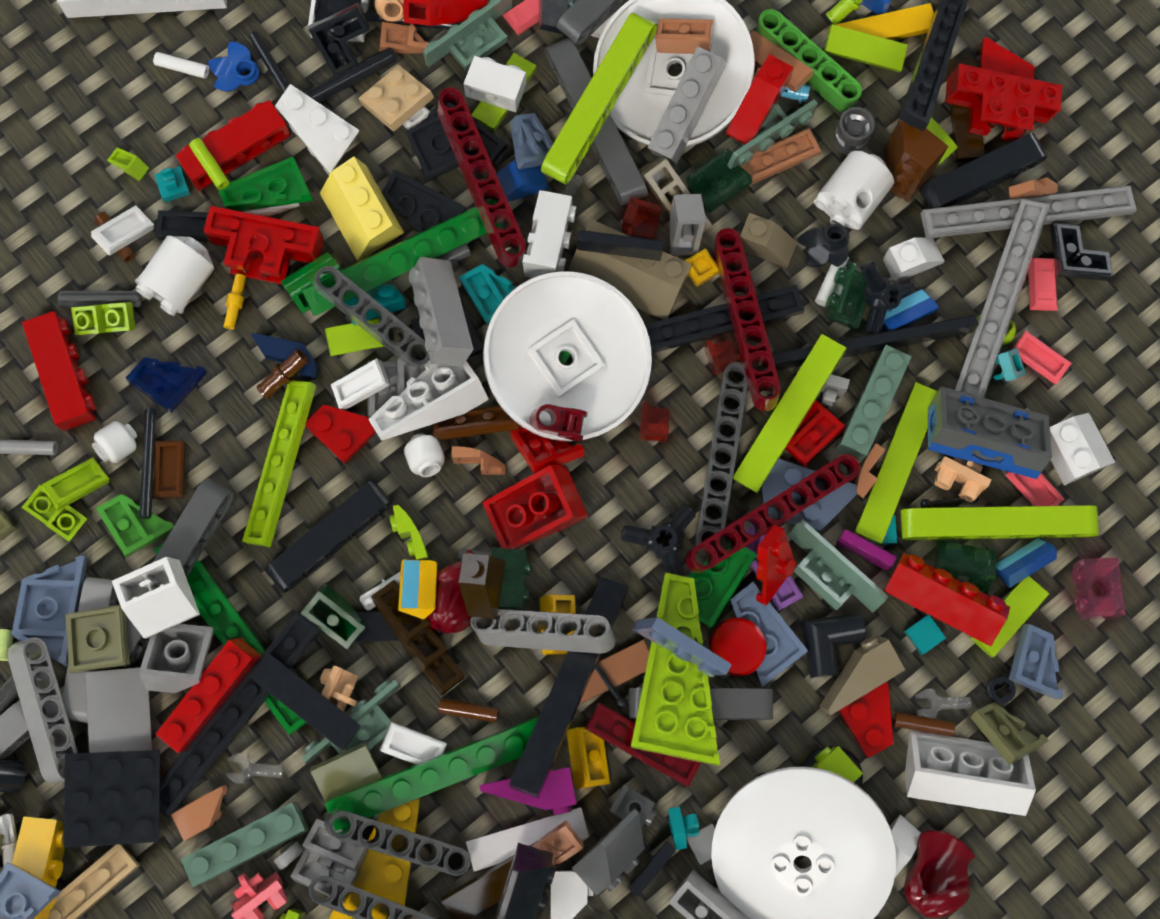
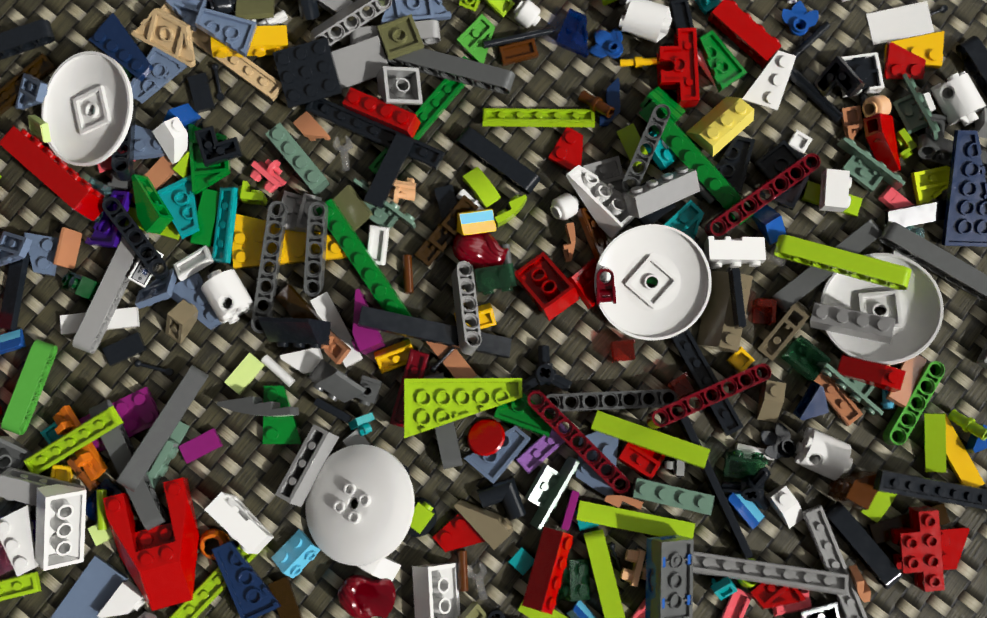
camera: 80 degrees right, 5 degrees up
(156, 596) = (431, 63): white slope -> none
(192, 341) = (605, 43): none -> blue plate
(209, 164) = (725, 19): lime piece -> none
(288, 855) = (296, 186): light grey tile -> none
(334, 616) = (447, 175): dark green slope -> none
(360, 384) = (601, 154): white tile -> none
(363, 569) = (482, 187): none -> lime slope
(396, 98) = (807, 128): tan plate -> none
(481, 584) = (485, 260): dark brown slope -> none
(529, 140) = (800, 223): sand blue wing -> none
(682, 646) = (472, 397): sand blue wing -> none
(683, 35) = (904, 309): nougat slope -> none
(686, 224) = (767, 341): light grey slope -> none
(775, 563) = (543, 448): red wing -> none
(782, 187) = (812, 403): none -> dark blue slope
(853, 130) = (868, 445): flat silver wheel -> none
(1032, 304) = (773, 595): none -> red wing

